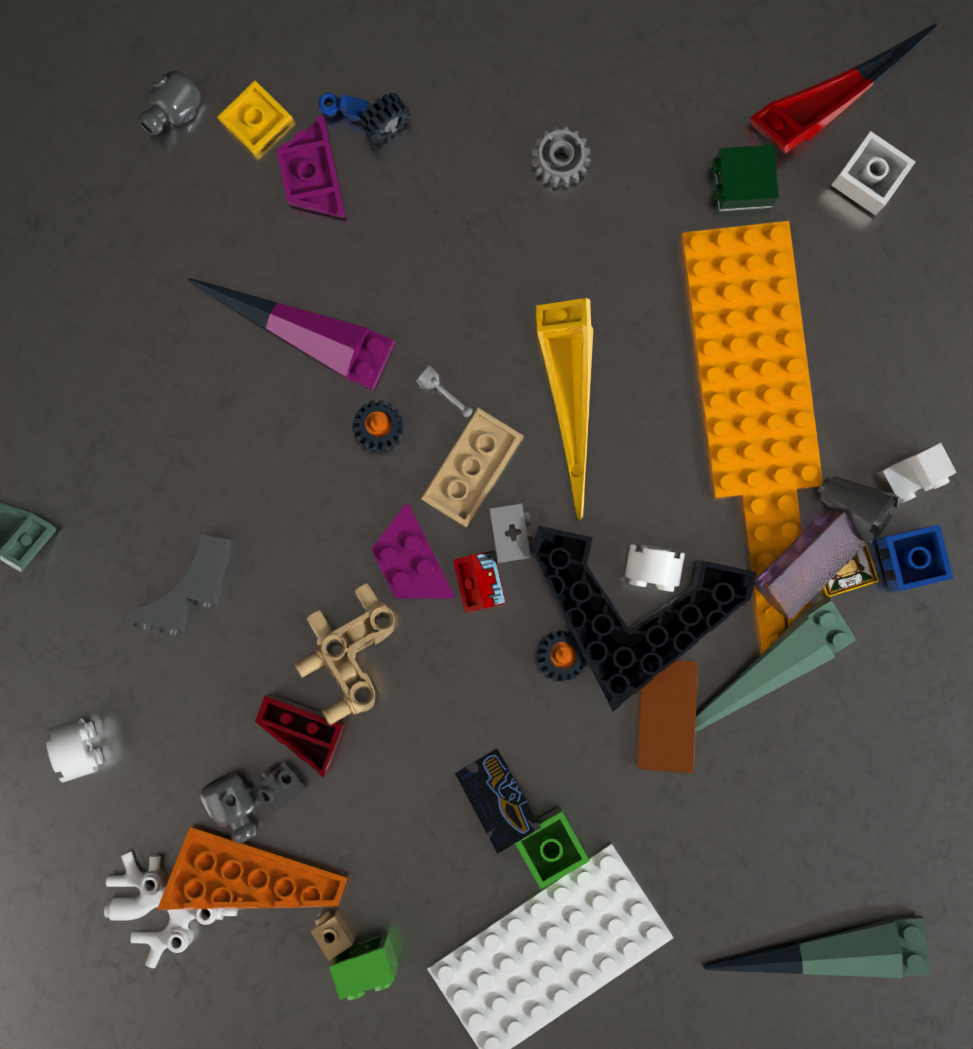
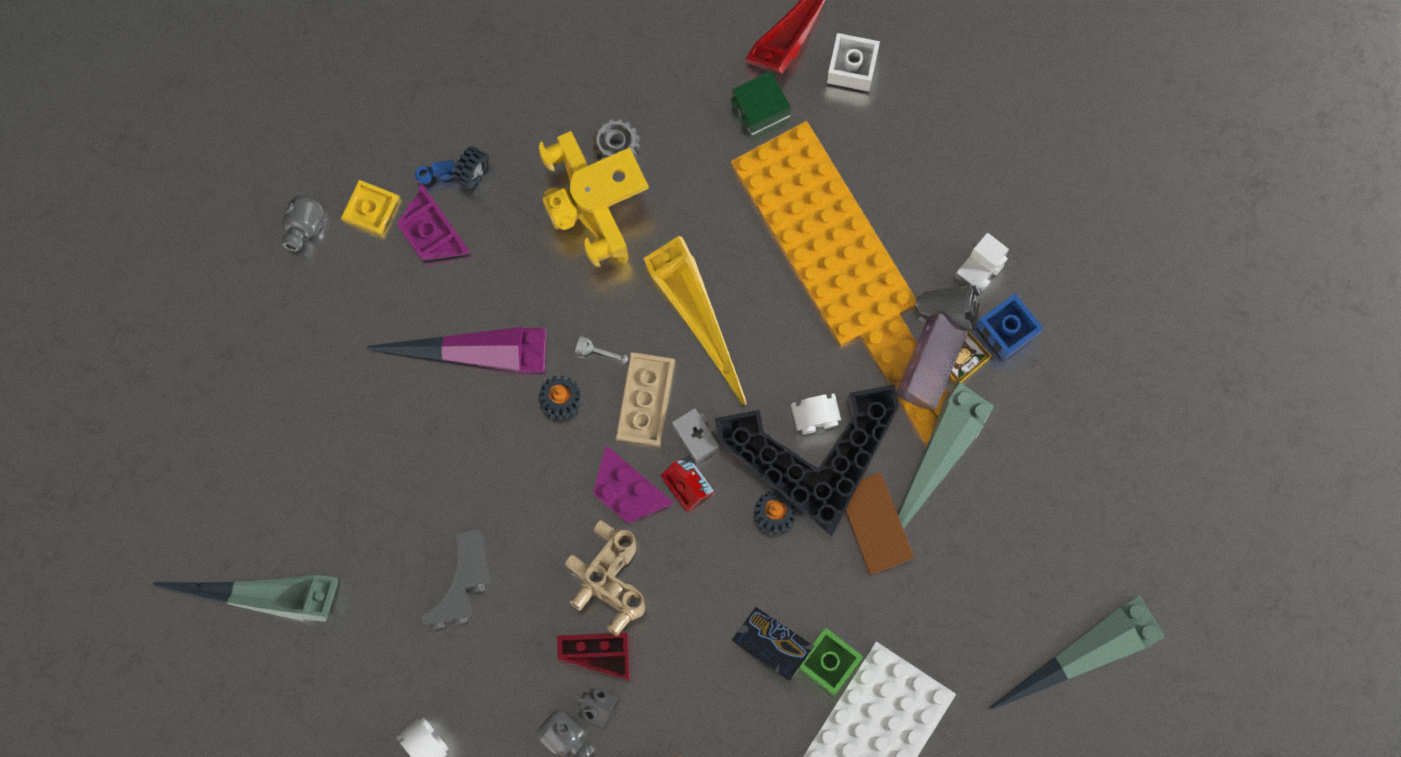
camera: 20 degrees left, 10 degrees down
(506, 207) = (591, 194): none -> yellow piece

